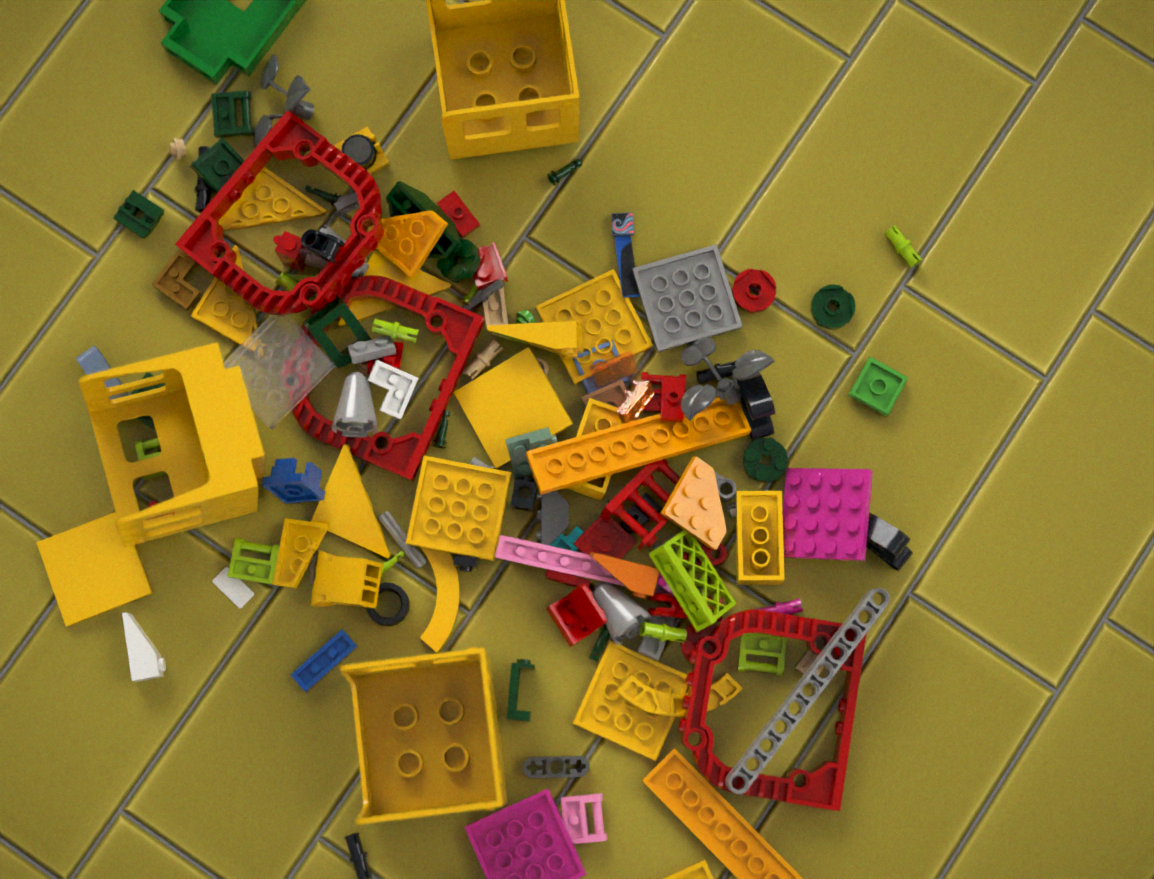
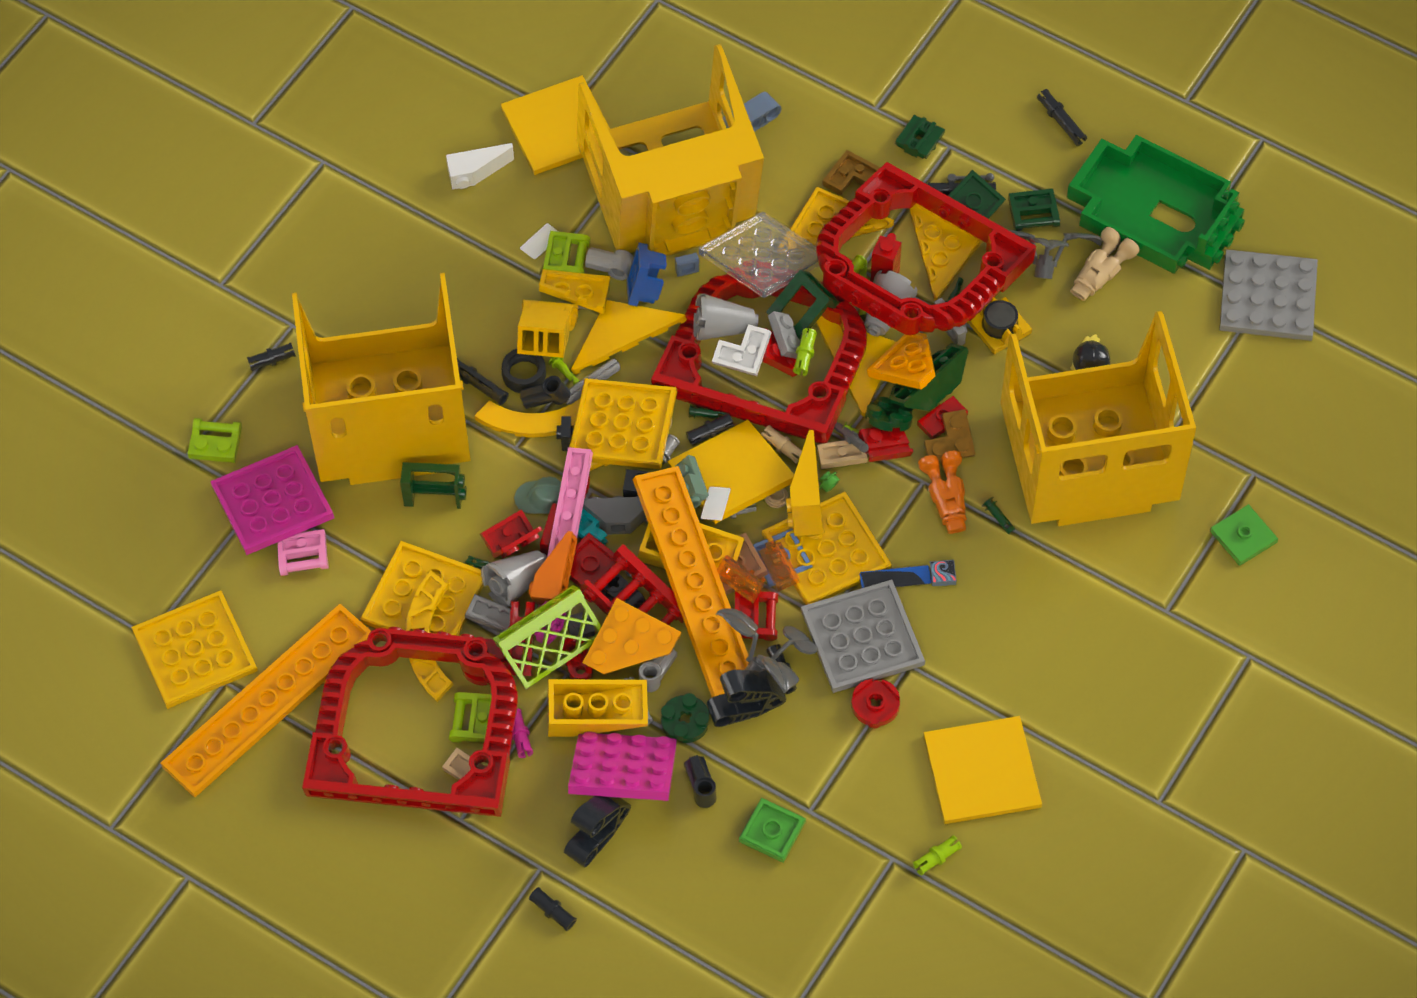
camera: 90 degrees right, 20 degrees down
(126, 80) = (1056, 110): none -> black pin
(177, 148) = (992, 164): tan plate -> none
(187, 188) = (989, 177): none -> dark grey hinge
(269, 512) = (616, 264): none -> light grey piece
(275, 442) = (687, 264): none -> sand blue tile
(302, 59) = (1100, 267): none -> tan piece
(322, 244) = (885, 270): black piece -> none
(324, 660) = (469, 320): blue plate -> none
(403, 641) = (496, 394): none -> black pin
(411, 75) = (1090, 354): none -> black hair
(419, 584) = (549, 391): none -> black piece
(462, 427) = (710, 429): none -> black pin
(487, 201) = (957, 436): none -> pearl gold plate
(526, 588) = (538, 496): none -> sand green piece
(538, 761) = (362, 536): dark grey beam -> none
(543, 214) = (946, 494): none -> orange piece
(556, 421) = (715, 503): none -> white sticker
(663, 632) = (493, 613): lime pin -> none
(671, 395) = (756, 612): red plate -> none
(796, 695) = (435, 750): light grey beam -> none
(819, 203) = (982, 770): none -> yellow tile
(825, 317) = (861, 796): dark green plate -> none
(828, 447) = (701, 781): none -> black piece
(953, 581) = (552, 909): none -> black pin

